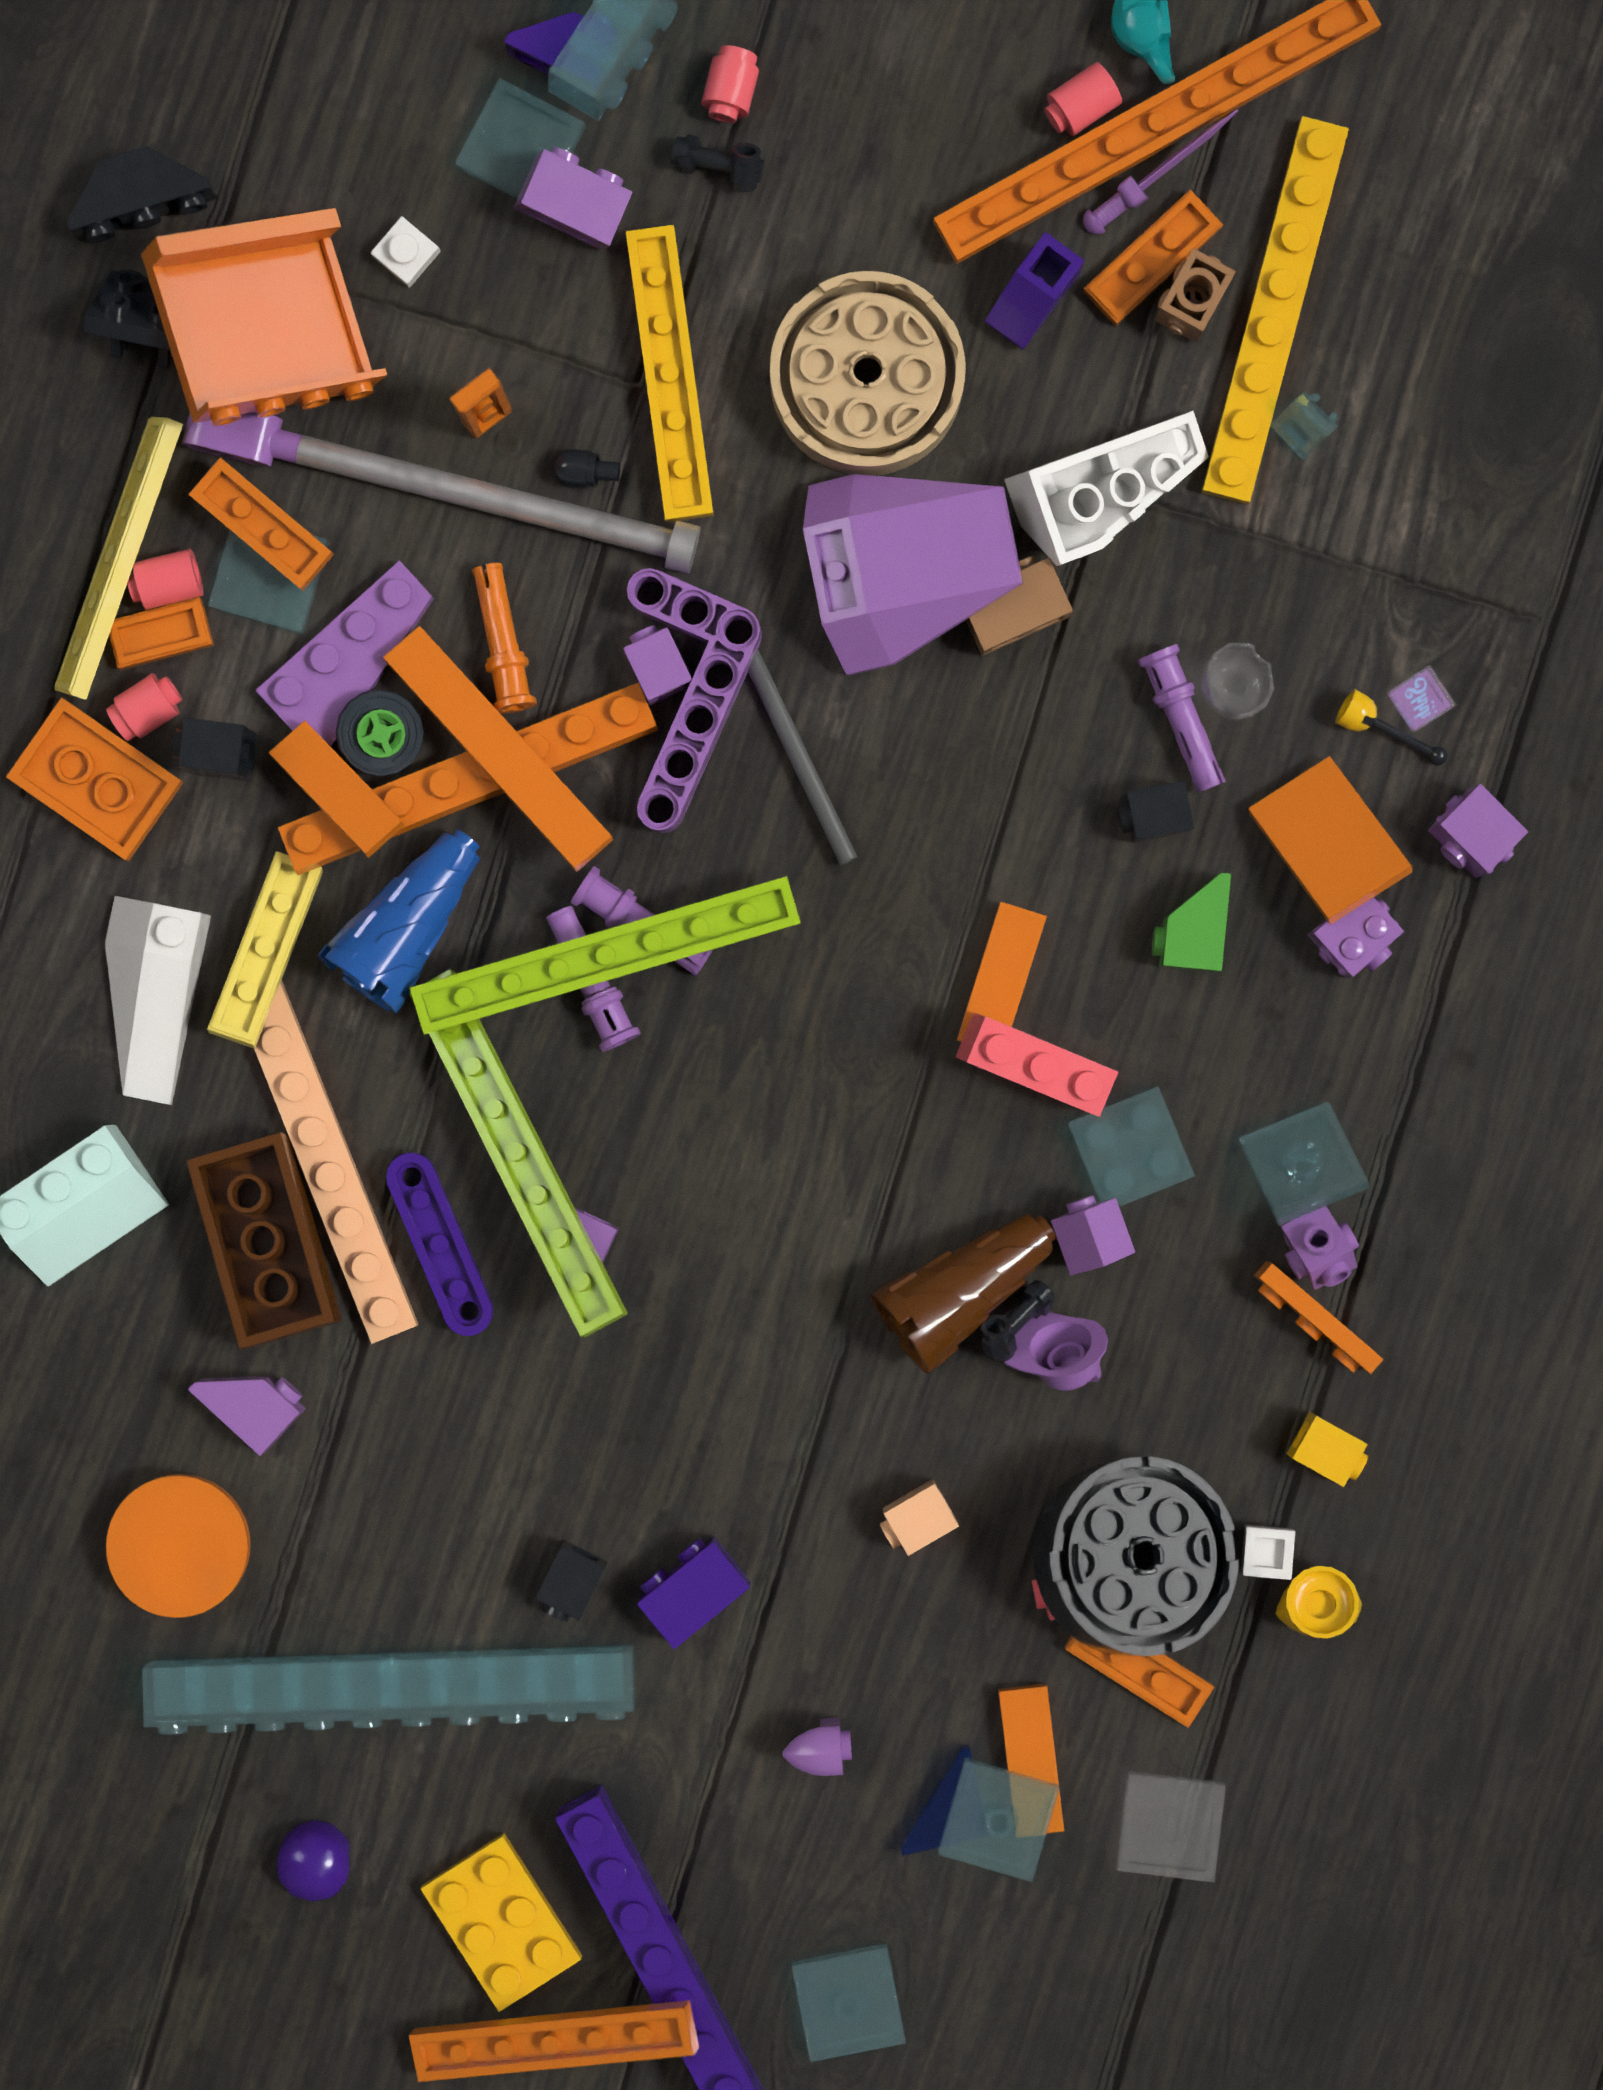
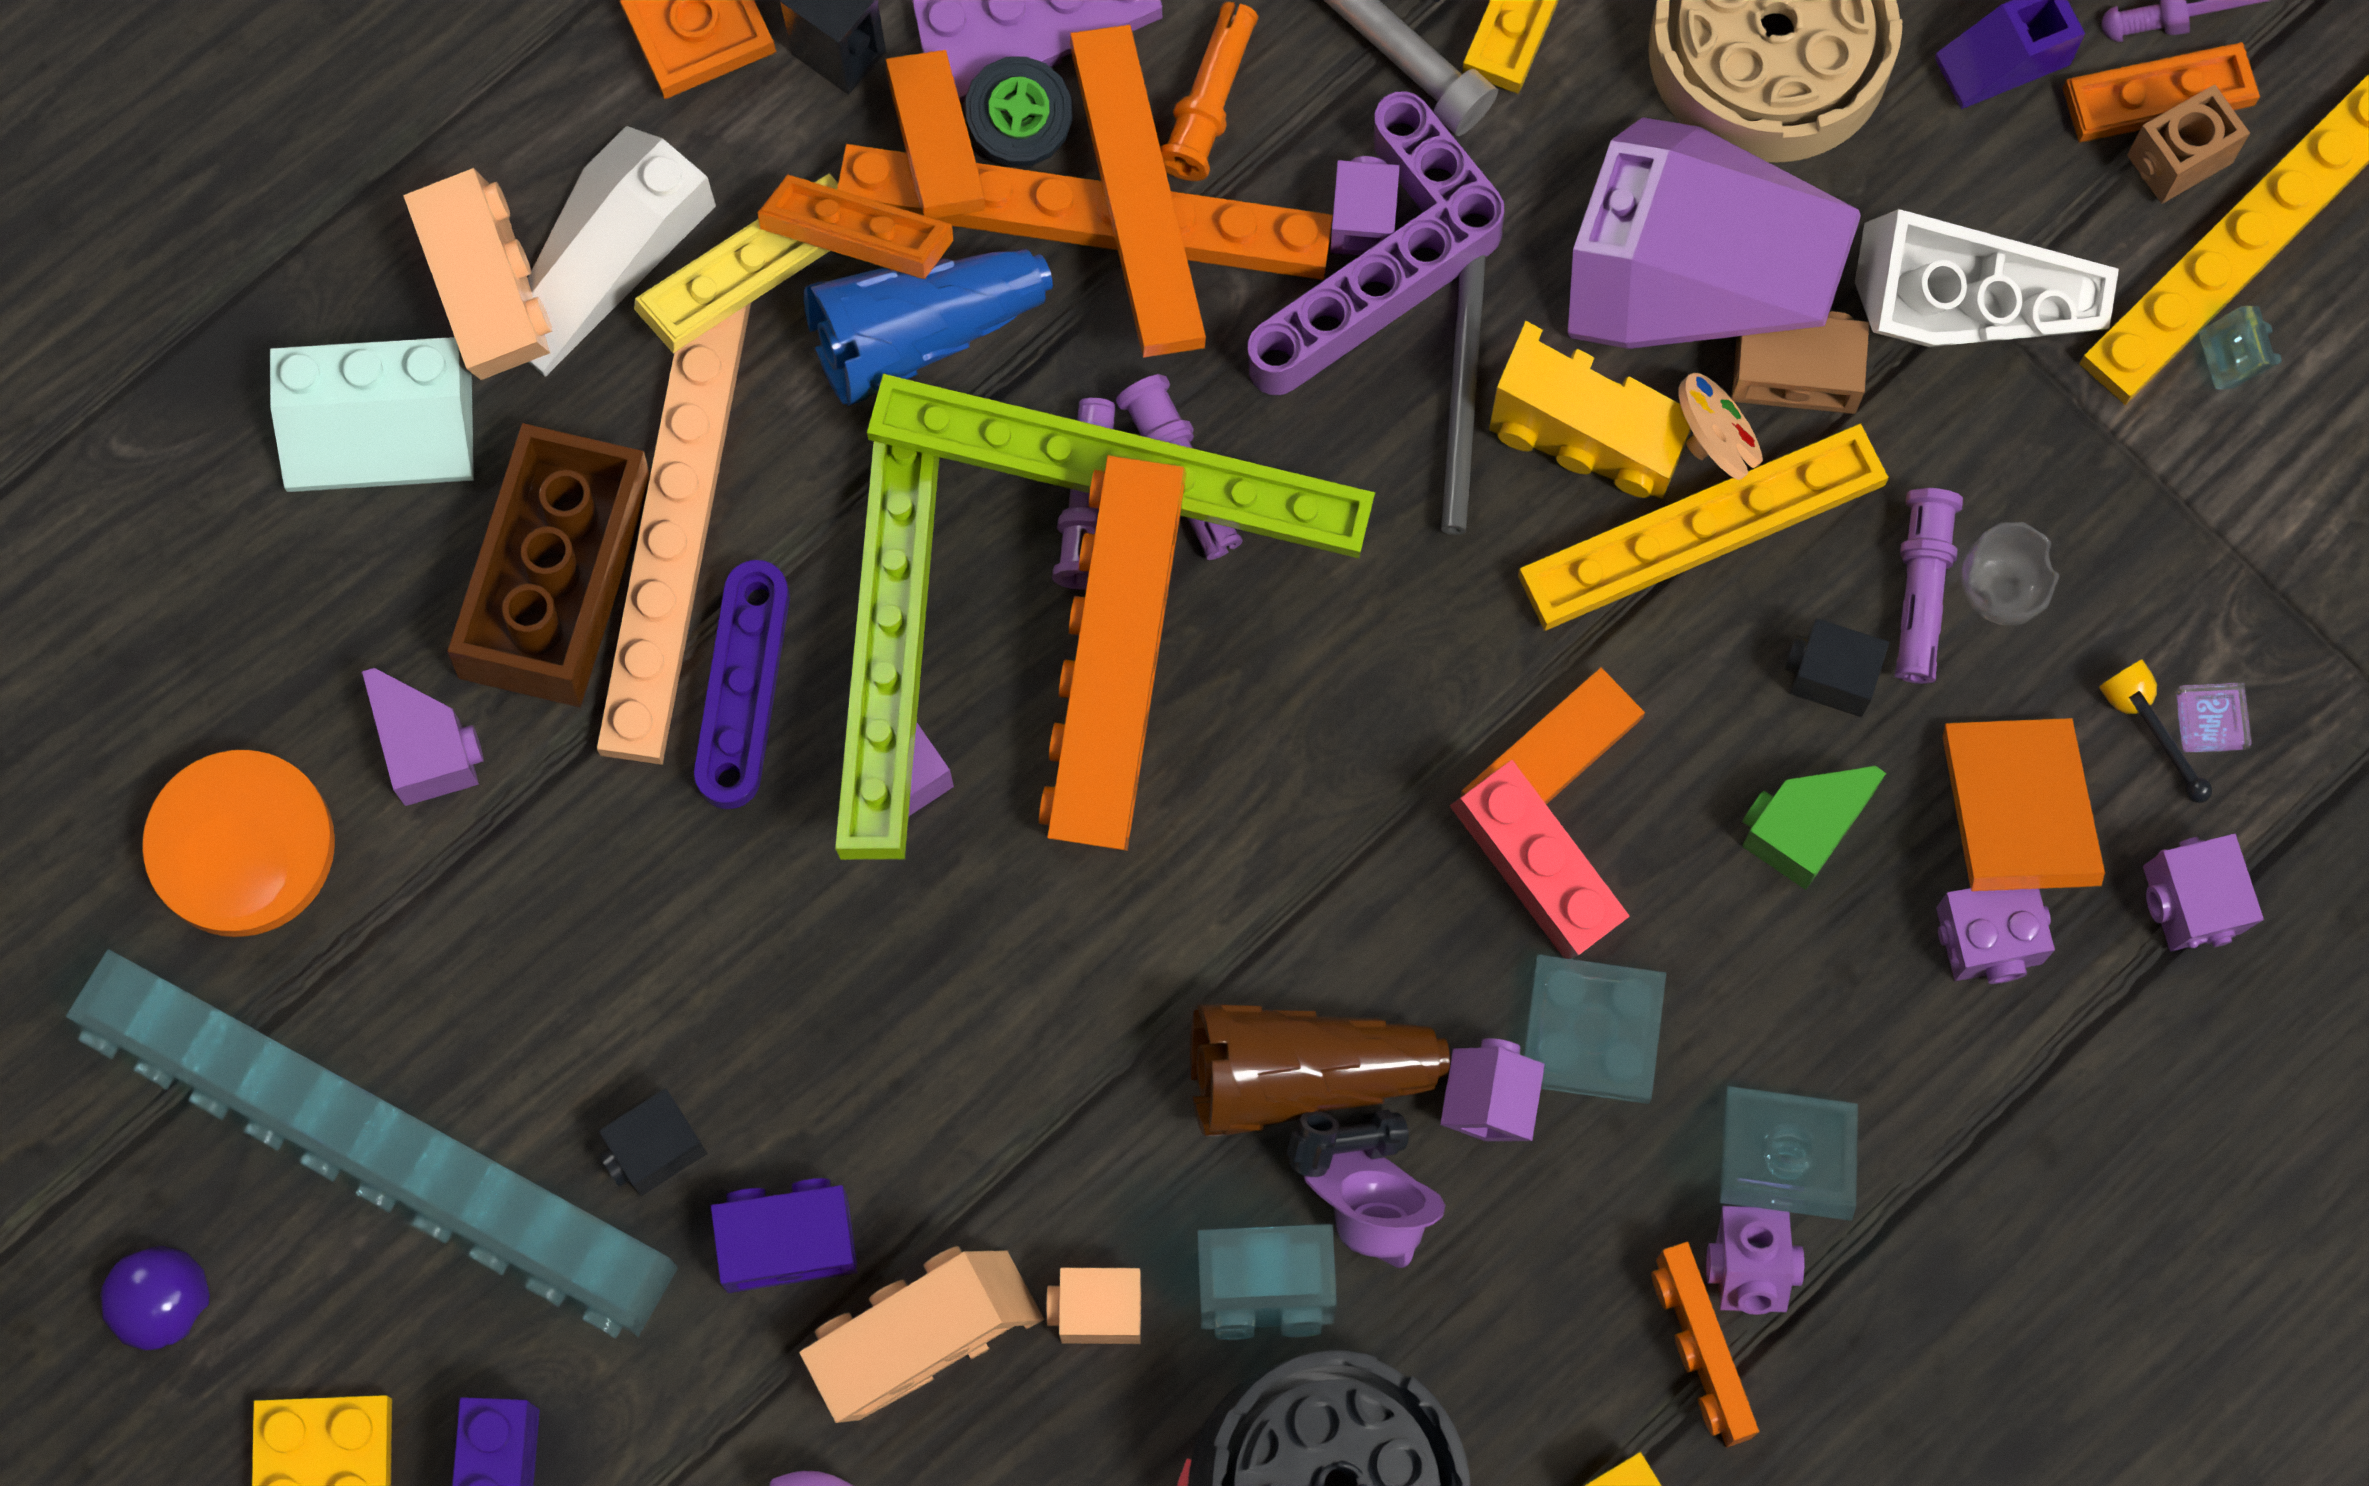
camera: 35 degrees right, 15 degrees down
(90, 1072) = (480, 273): none -> light nougat wedge
(324, 889) = (856, 226): none -> orange tile
(679, 1087) = (1115, 654): none -> orange brick
(818, 1602) = (917, 1330): none -> light nougat wedge
(899, 733) = (1587, 418): none -> yellow wedge
(987, 689) = (1718, 426): none -> light nougat piece
(1014, 762) = (1702, 527): none -> yellow plate
(1019, 1445) = (1267, 1280): none -> clear light blue brick

